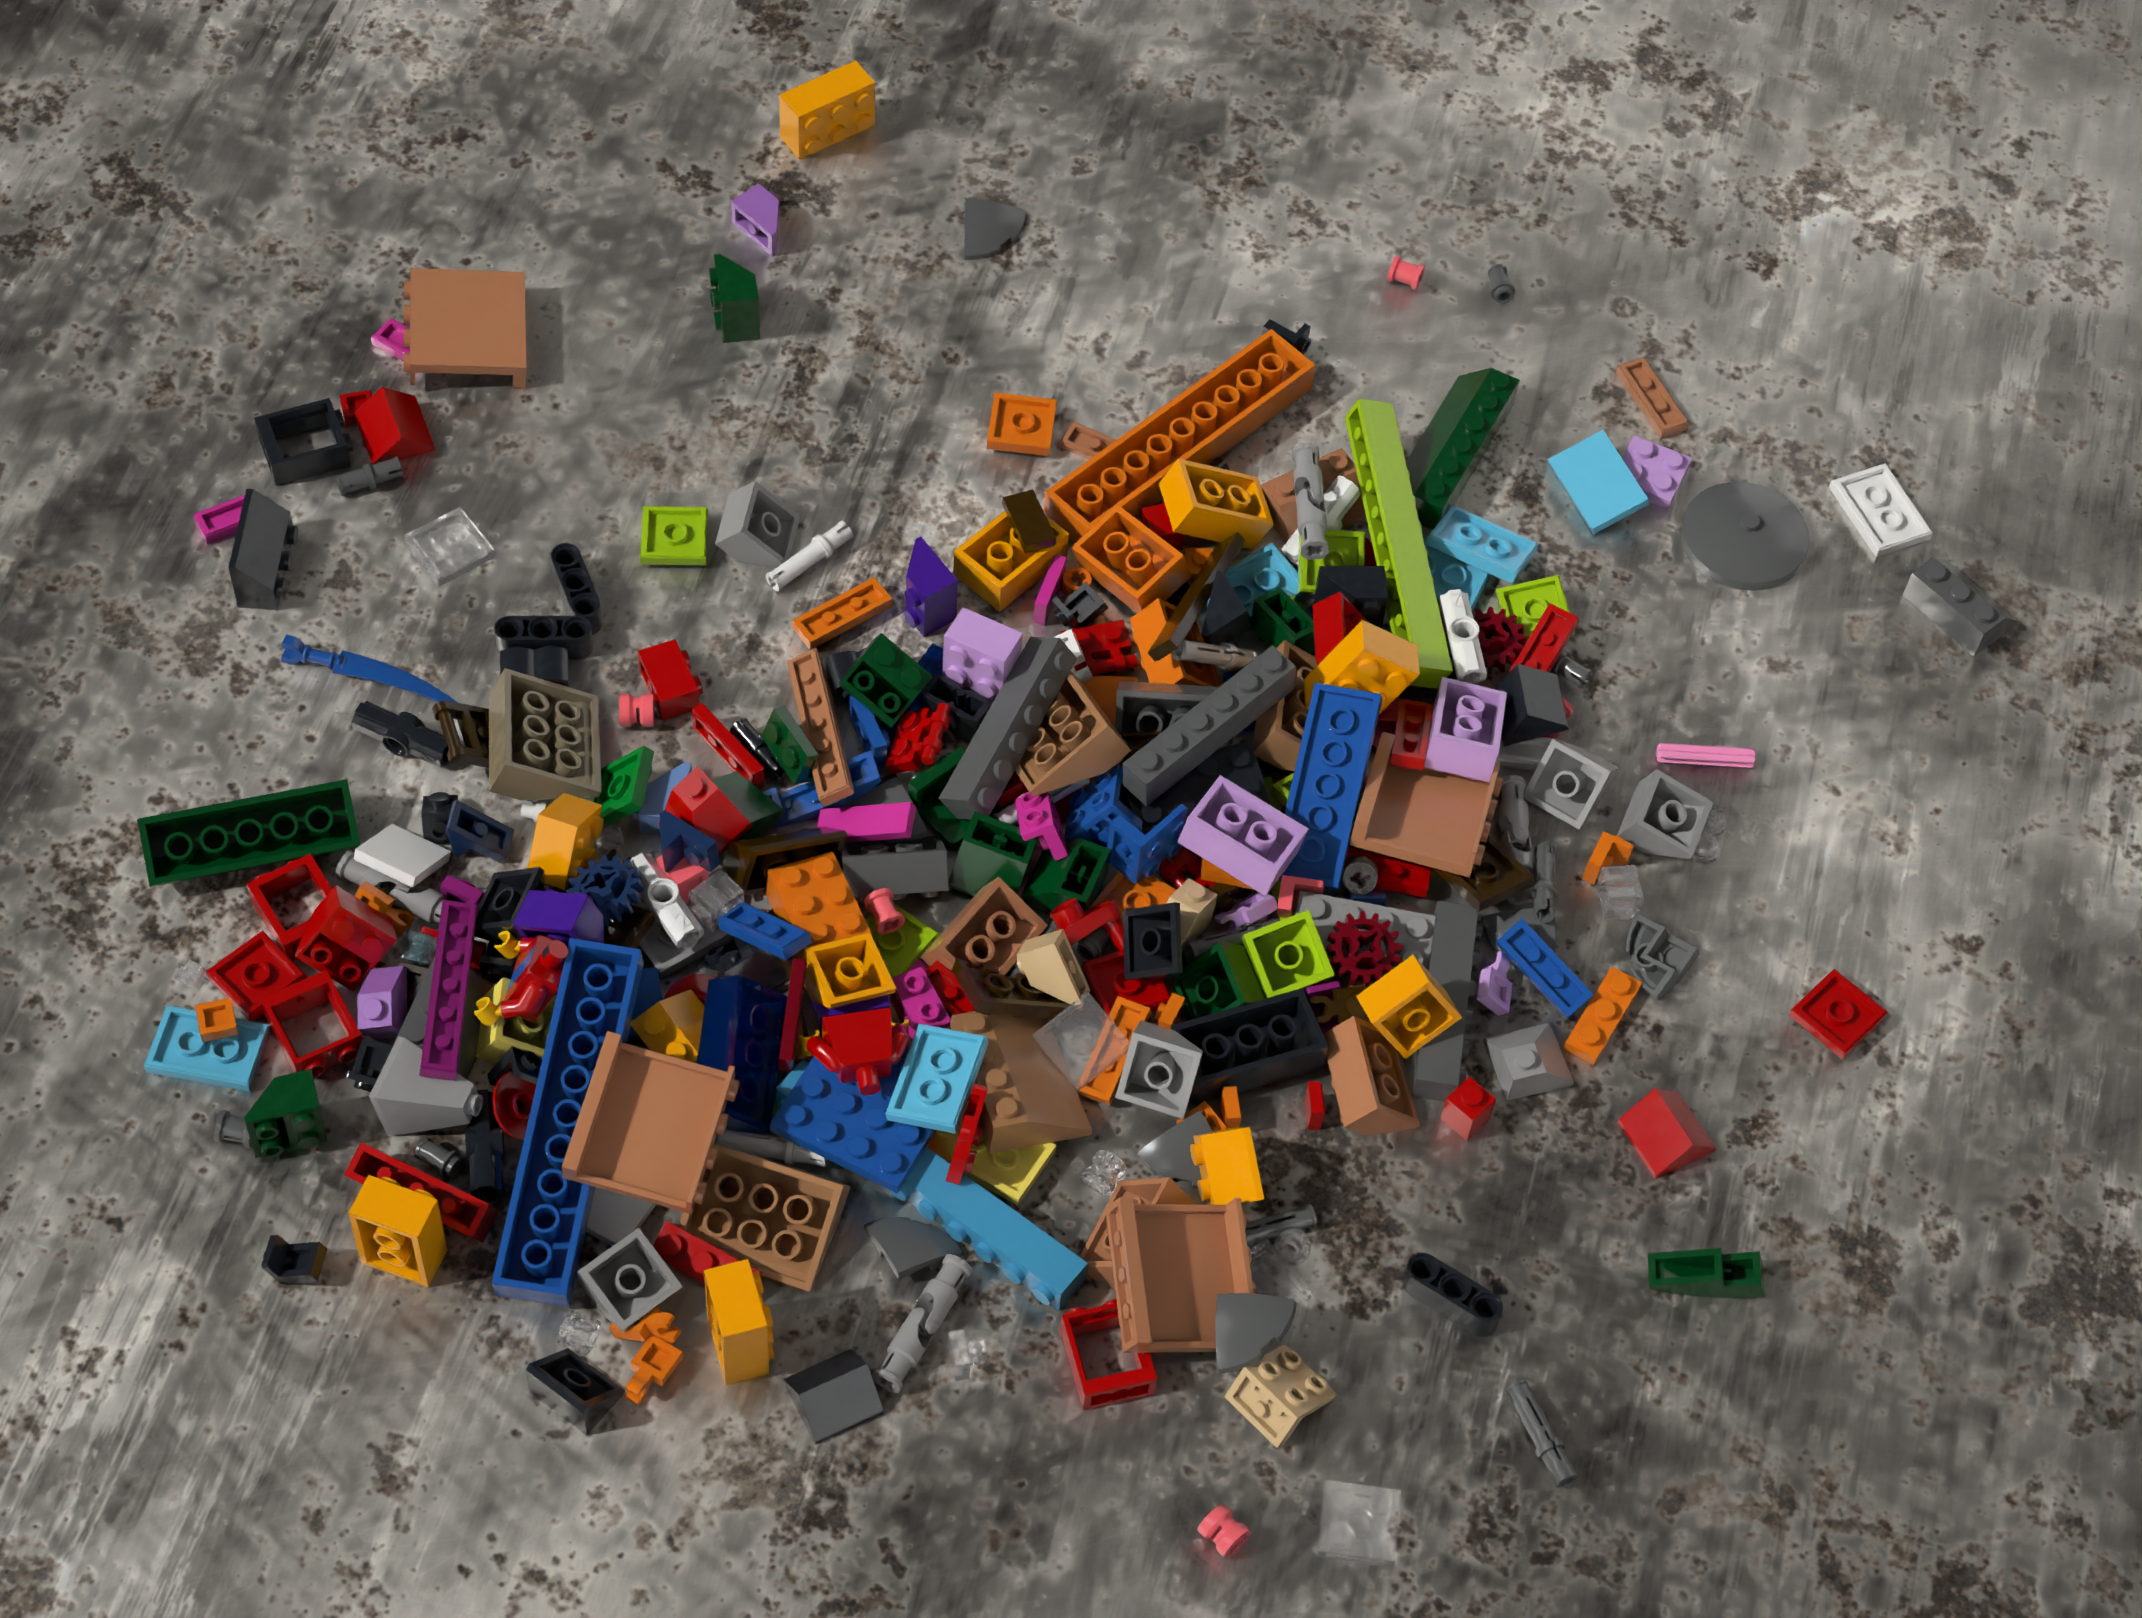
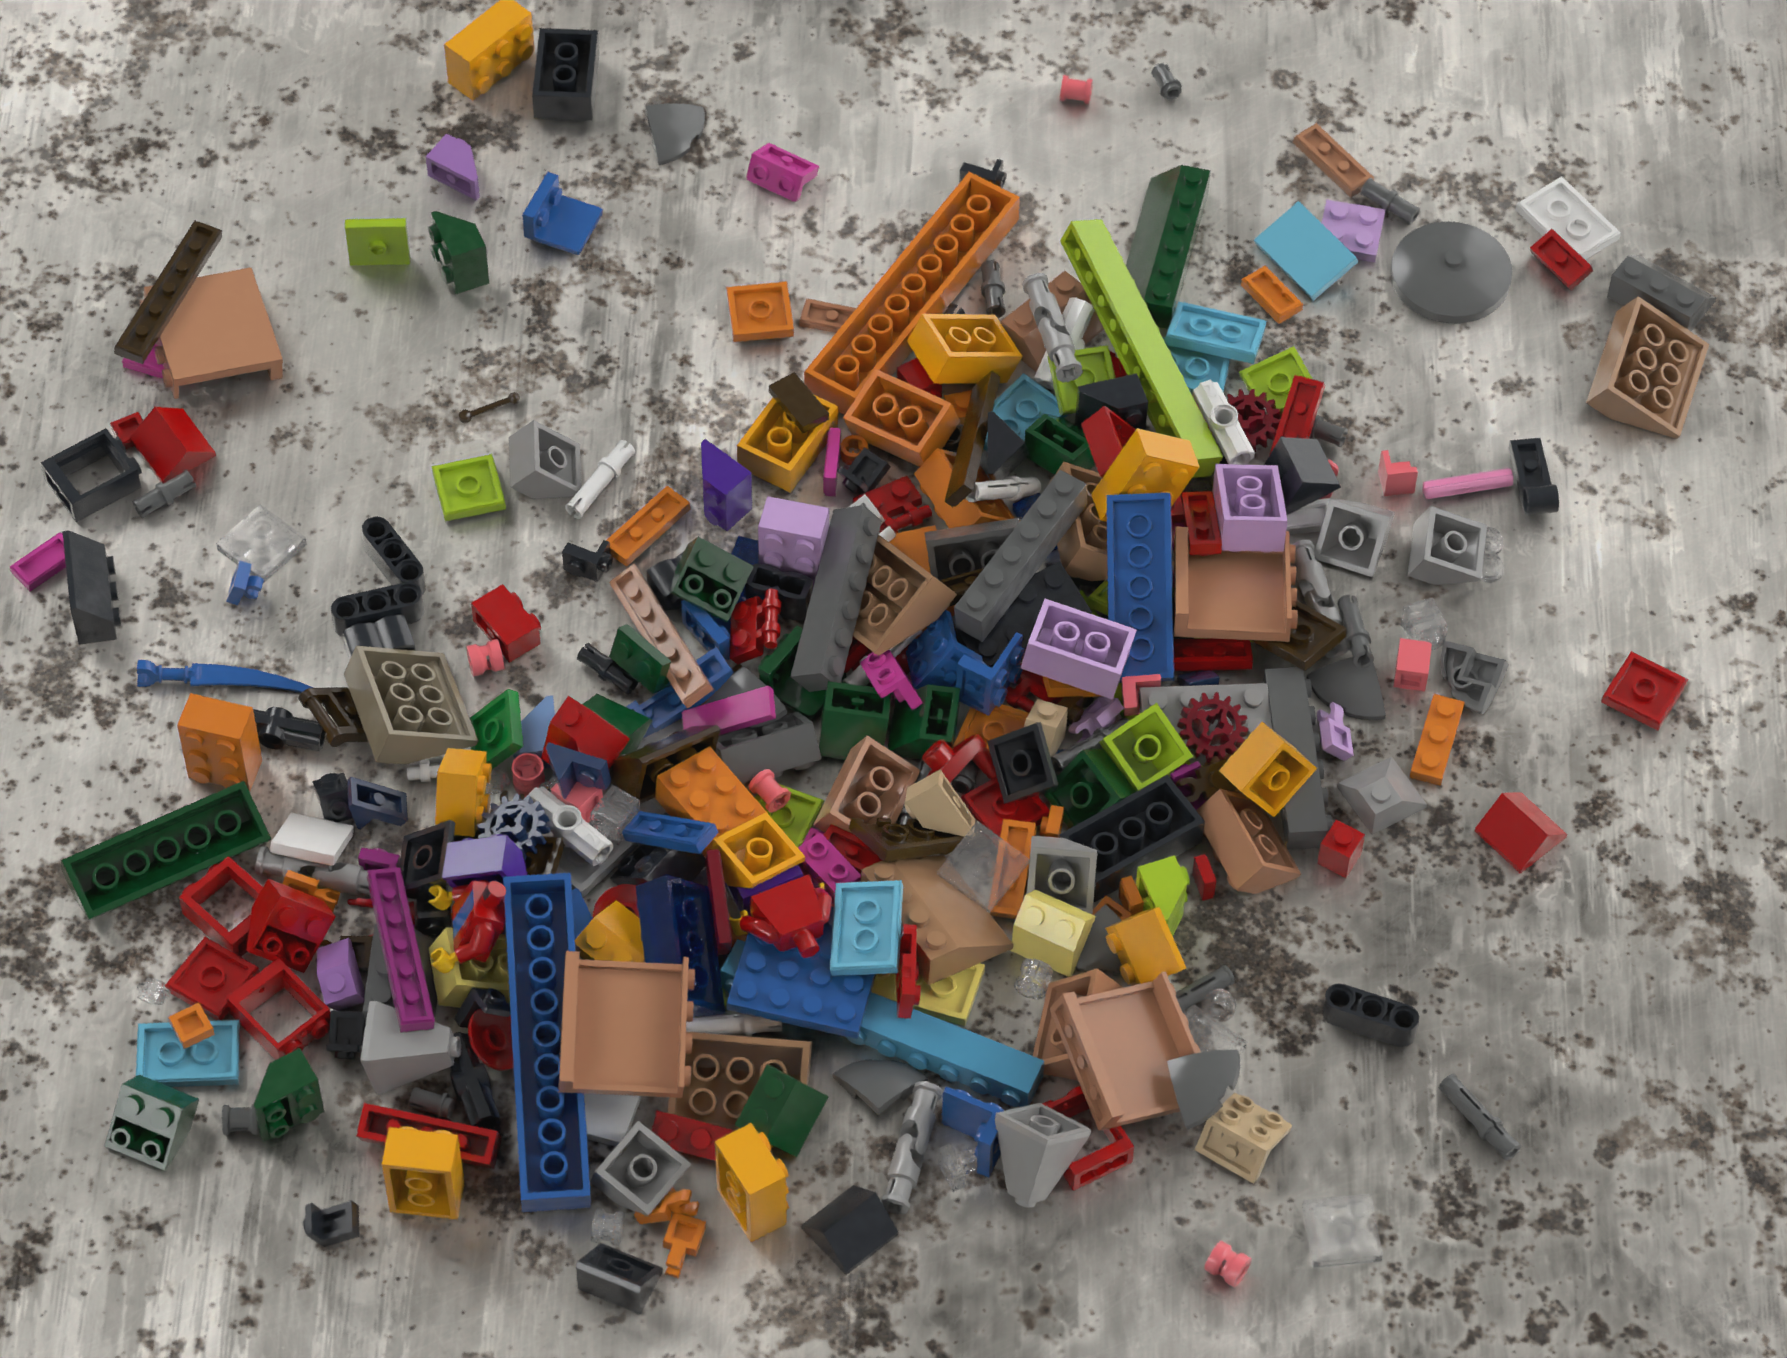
camera: 10 degrees left, 0 degrees up
(144, 1109) = (150, 1121): none -> slope
(336, 734) = (219, 741): none -> orange brick
(418, 582) = (243, 584): none -> blue tile
(420, 948) = (356, 919): clear light blue wheel -> none
(431, 278) = (168, 292): none -> dark brown tile
(642, 836) = (527, 773): none -> coral wheel
(657, 273) = (377, 241): none -> lime plate
(695, 464) = (465, 415): none -> dark brown hinge
(726, 745) = (578, 671): red tile -> none
(769, 637) = (587, 563): none -> black bracket
(794, 1251) = (782, 1109): none -> dark green slope
(845, 289) = (558, 218): none -> blue bracket
(895, 151) = (565, 74): none -> black brick
(1004, 1313) = (974, 1119): none -> blue bracket
(1050, 1357) = (1036, 1149): none -> light grey slope
(1083, 290) = (780, 171): none -> dark pink bracket
(1134, 1126) = (1051, 931): none -> light yellow slope
(1265, 451) = (992, 288): none -> dark grey pin
(1266, 1110) = (1164, 886): none -> lime slope
(1360, 868) = (1187, 655): clear smoke wheel -> none
(1544, 968) = (1375, 709): blue plate -> none
(1551, 518) = (1272, 294): none -> orange plate
(1596, 930) = (1412, 664): none -> coral panel
(1608, 850) = (1405, 588): orange bracket -> none
(1631, 732) = (1396, 477): none -> coral panel
(1699, 450) = (1390, 201): none -> dark grey pin
(1707, 1273) = (1588, 945): dark green slope -> none
(1776, 763) = (1533, 477): none -> black plate
(1863, 547) = (1561, 259): none -> red plate
(1926, 680) = (1647, 370): none -> medium nougat slope

